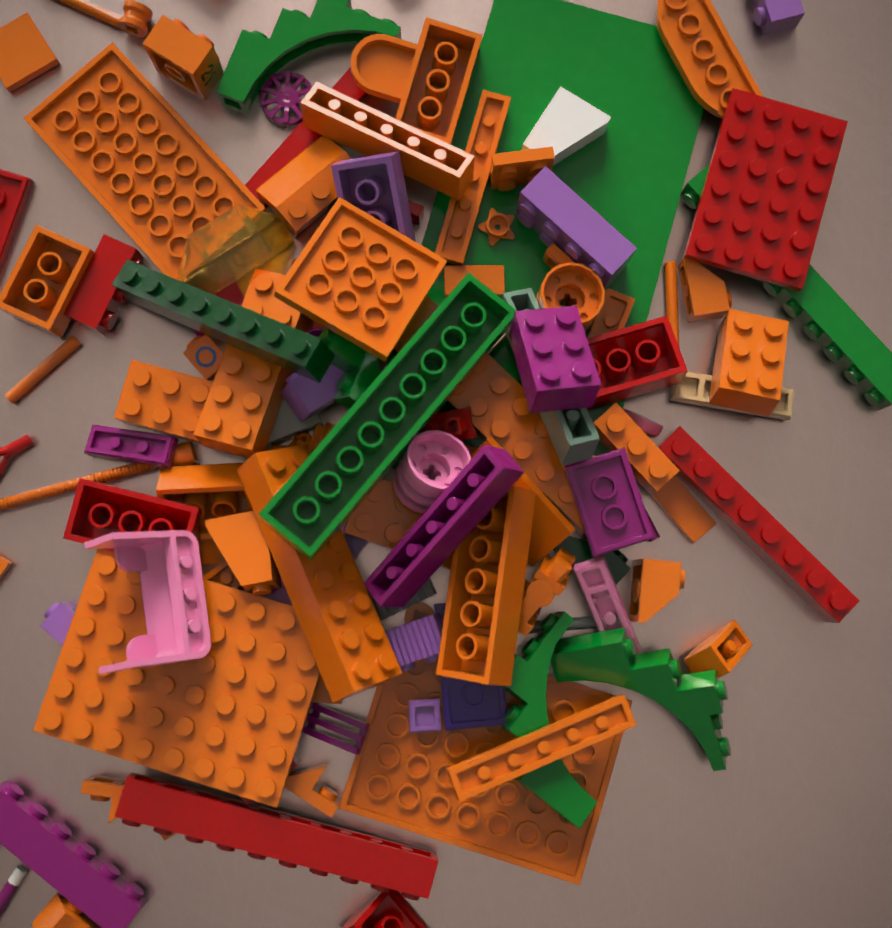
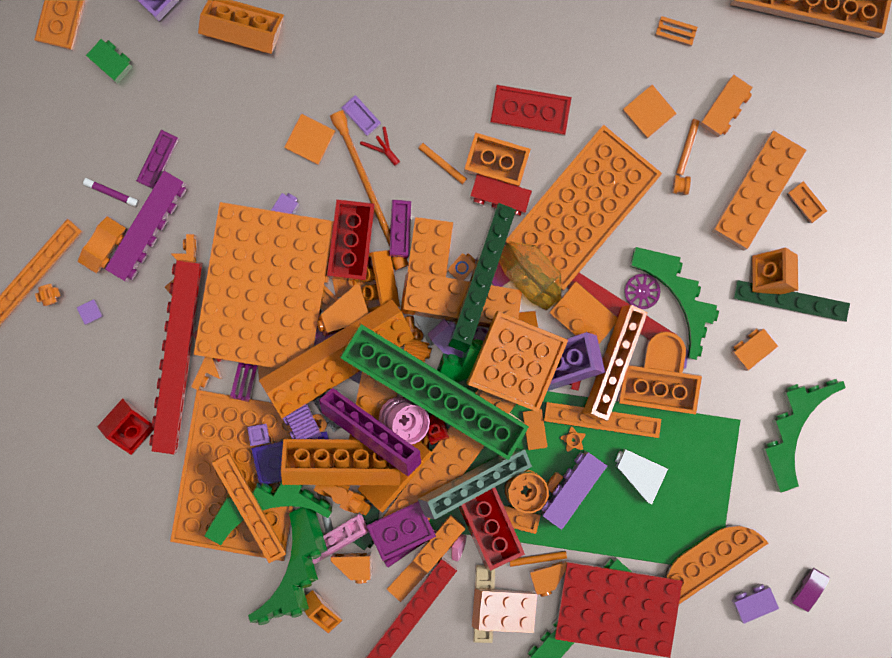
camera: 90 degrees right, 5 degrees up
(170, 593) = (307, 273): bright pink windscreen -> none
(184, 56) = (655, 223): orange brick -> none
(518, 167) = (610, 457): orange plate -> none
(554, 359) = (480, 485): magenta brick -> none

